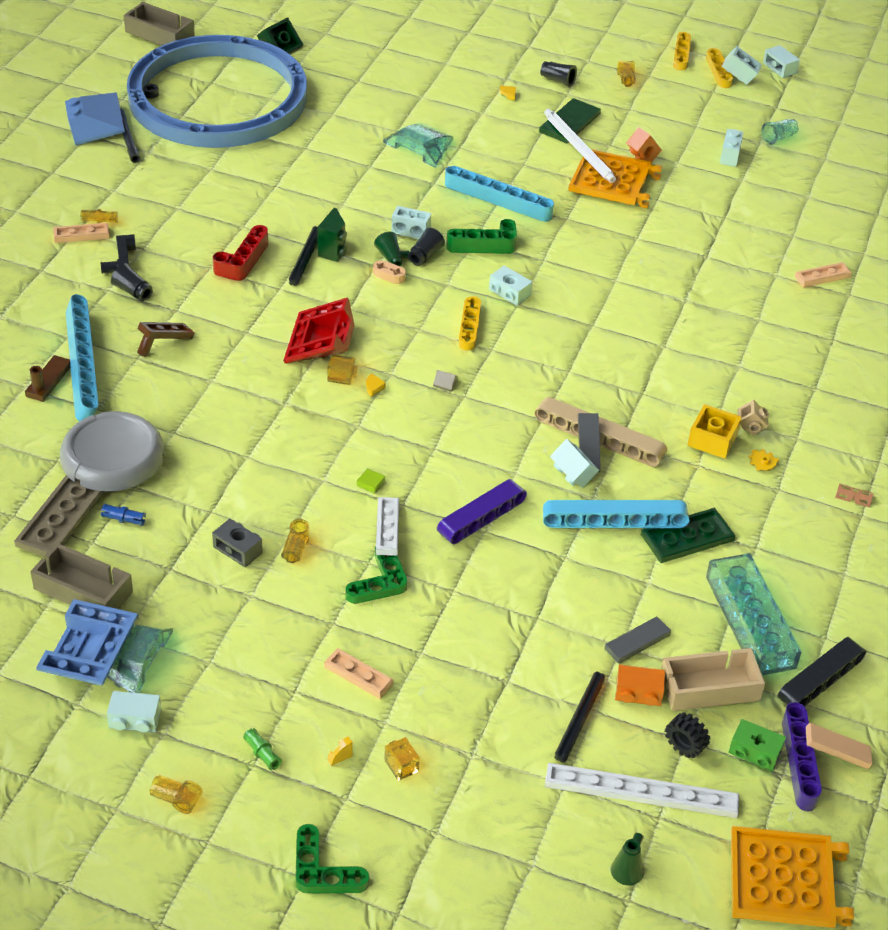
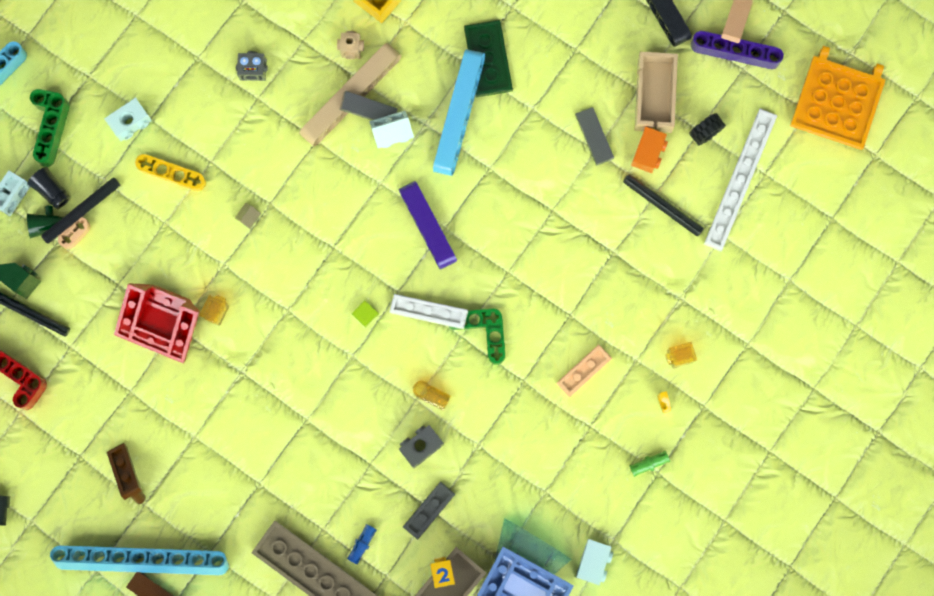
camera: 70 degrees left, 35 degrees up
(99, 560) = (442, 572): none -> yellow brick
(112, 451) = (285, 545): light grey piece -> none
(129, 281) = (35, 496): black plant -> none
(169, 564) = (429, 510): none -> dark grey tile
(181, 795) = (683, 534): clear yellow piece -> none
(313, 870) = (766, 444): green beam -> none
(374, 384) = (238, 284): yellow tile -> none
(411, 268) = (79, 211): none -> black axle
(598, 357) = (251, 66): none -> dark grey head
(628, 864) = (804, 211): dark green piece -> none
(651, 421) = (350, 45): none -> tan brick
(753, 613) = (594, 36): clear light blue brick -> none
(757, 745) = (724, 69): bright green brick -> none

